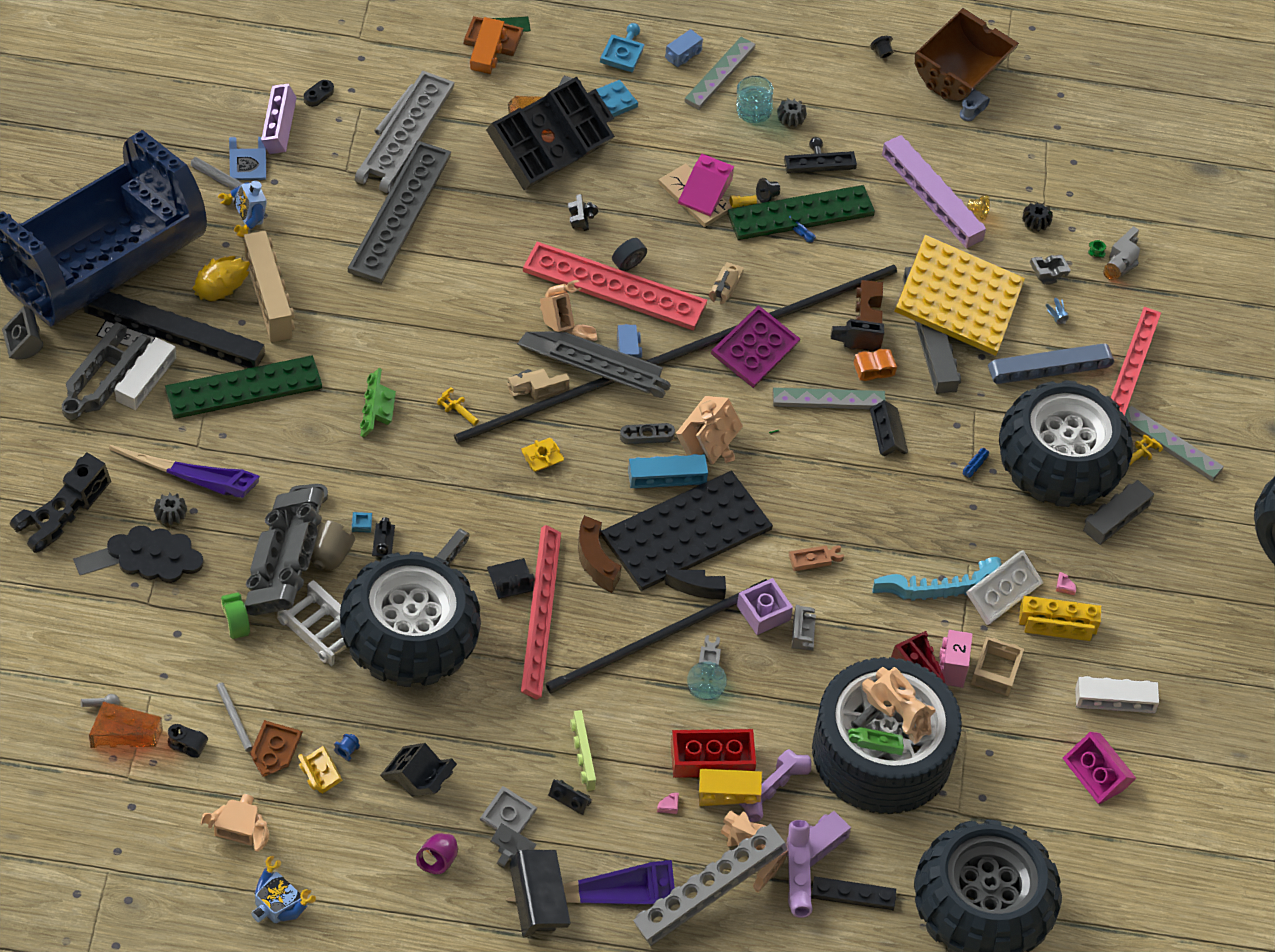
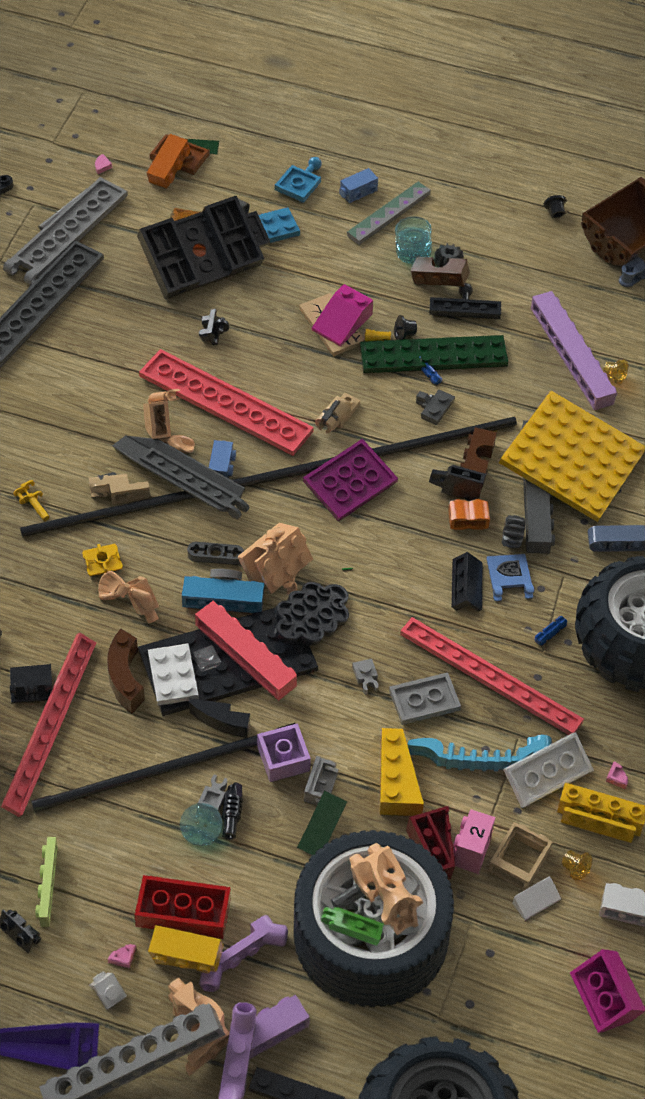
camera: 15 degrees right, 0 degrees up
(418, 56) = (102, 164): none -> bright pink tile
(589, 478) = (138, 590): none -> light nougat torso
(629, 254) = (246, 372): black wheel -> none
(643, 550) = (173, 674): none -> white plate
(665, 451) = (226, 574): none -> light grey piece
(665, 832) = (107, 989): none -> white bracket
(670, 532) = (206, 658): none -> clear plate
(705, 519) = (246, 650): none -> coral brick
(730, 664) = (232, 810): none -> black hinge
(755, 477) = (311, 614): none -> black plate
(800, 131) = (452, 274): none -> reddish brown arch
(814, 557) = (353, 707): nougat plate -> none
(815, 263) = (434, 405): none -> dark grey hinge
(815, 664) = (322, 823): none -> dark green sticker
(817, 525) = (366, 674): none -> light grey plate
(826, 398) = (410, 542): tile -> none
(872, 615) = (398, 780): none -> yellow wedge
(877, 540) = (424, 698): none -> light grey plate
(921, 375) = (513, 531): none -> dark grey gear
(925, 414) = (509, 572): none -> medium blue flag
(932, 511) = (492, 676): none -> coral plate
(1019, 700) = (536, 898): none -> white slope
(1048, 665) = (577, 864): none -> clear yellow piece

